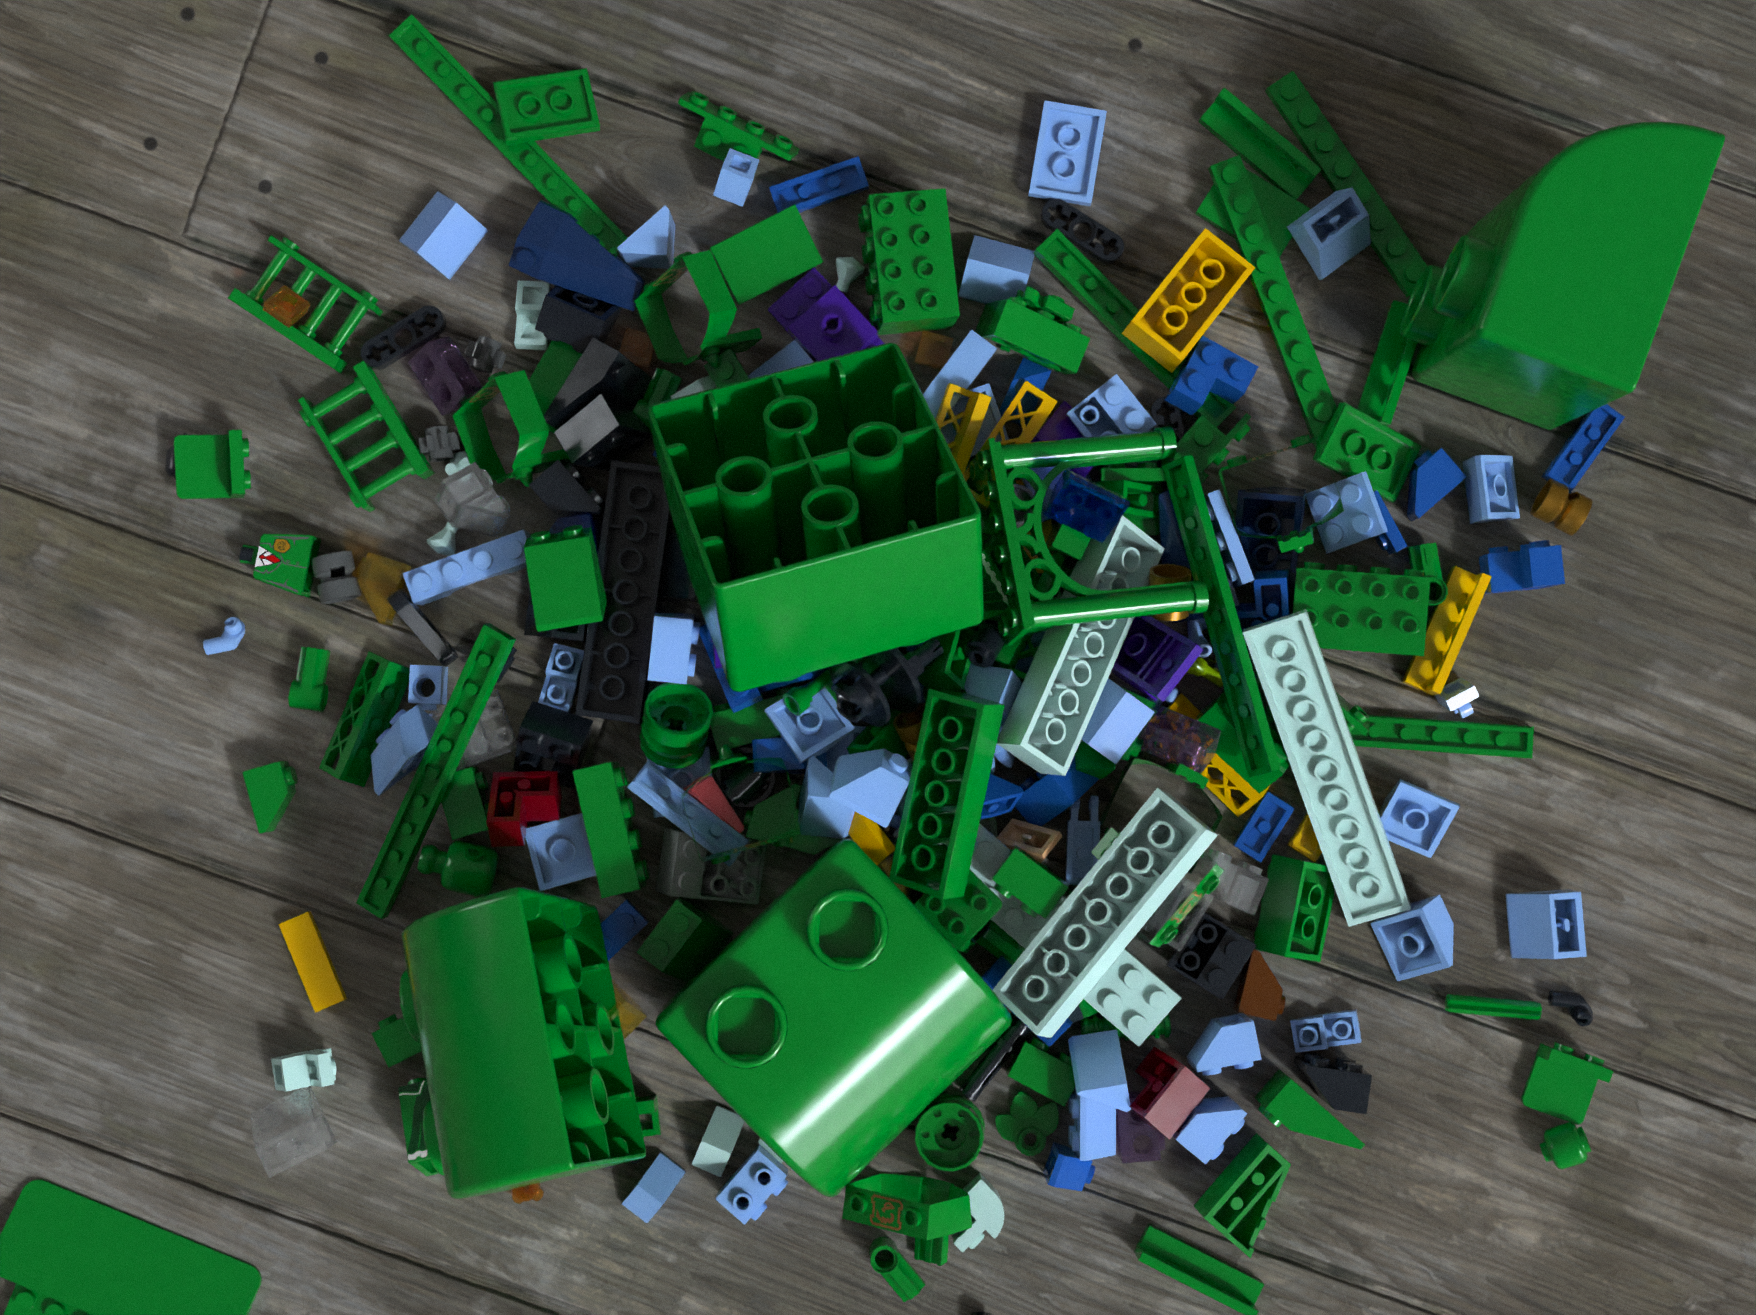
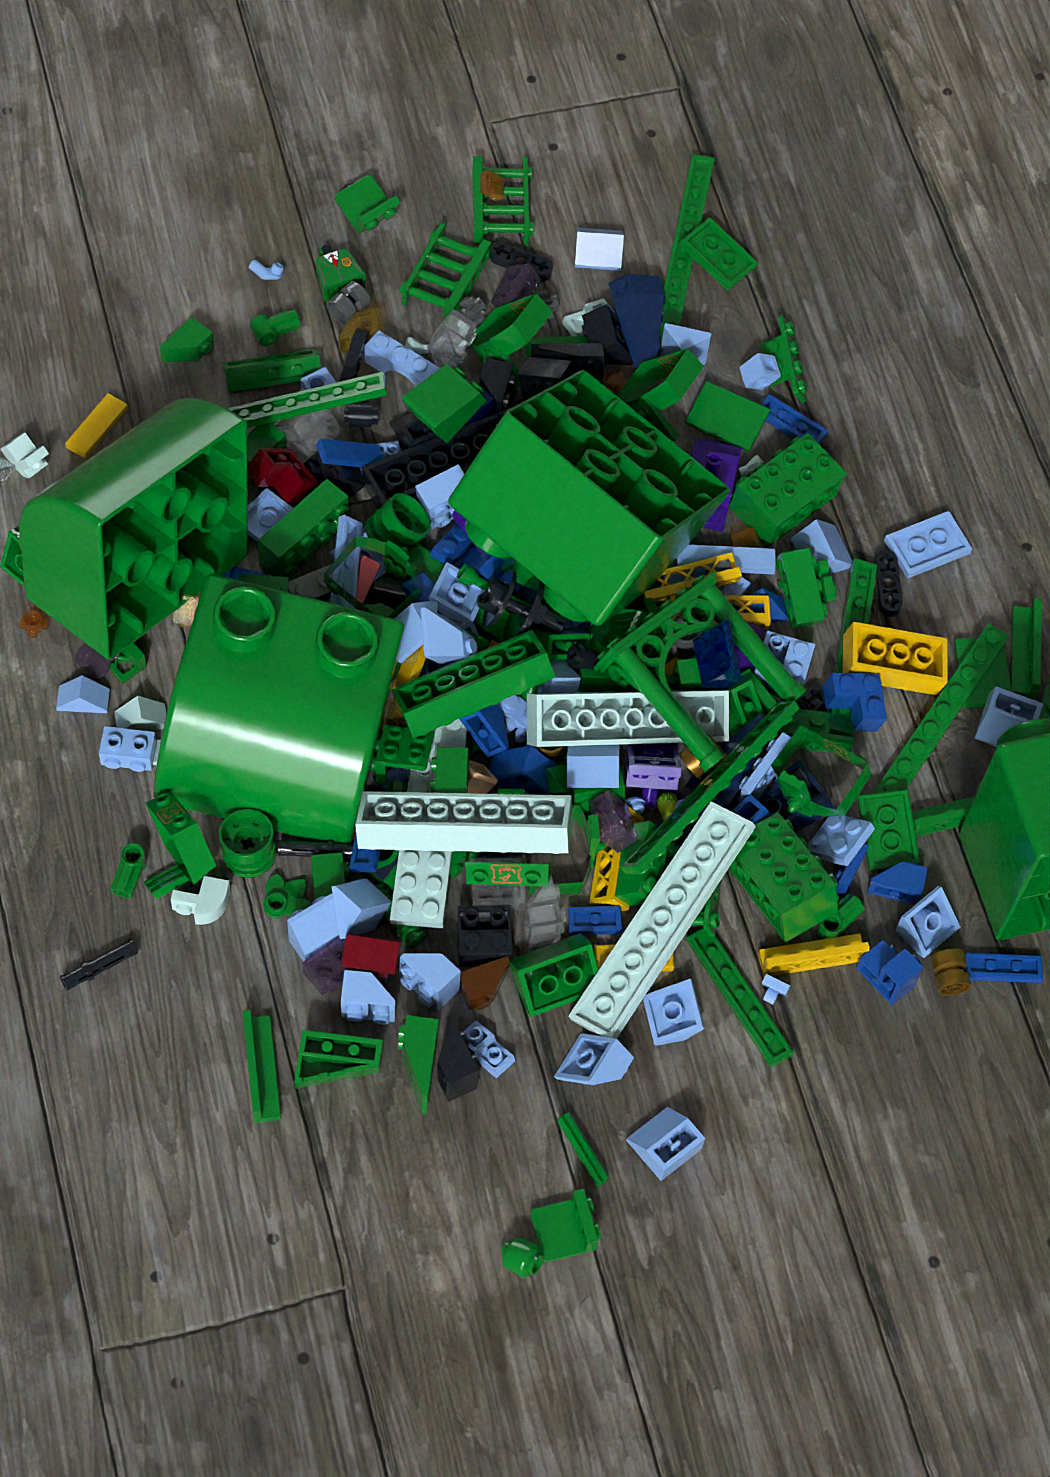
camera: 50 degrees right, 25 degrees down
(401, 747) = (269, 386): light blue slope -> none
(550, 717) = (348, 453): none -> blue tile
(1066, 1170) = (274, 931): blue slope -> none
(1575, 1005) = (625, 1204): black arm -> none

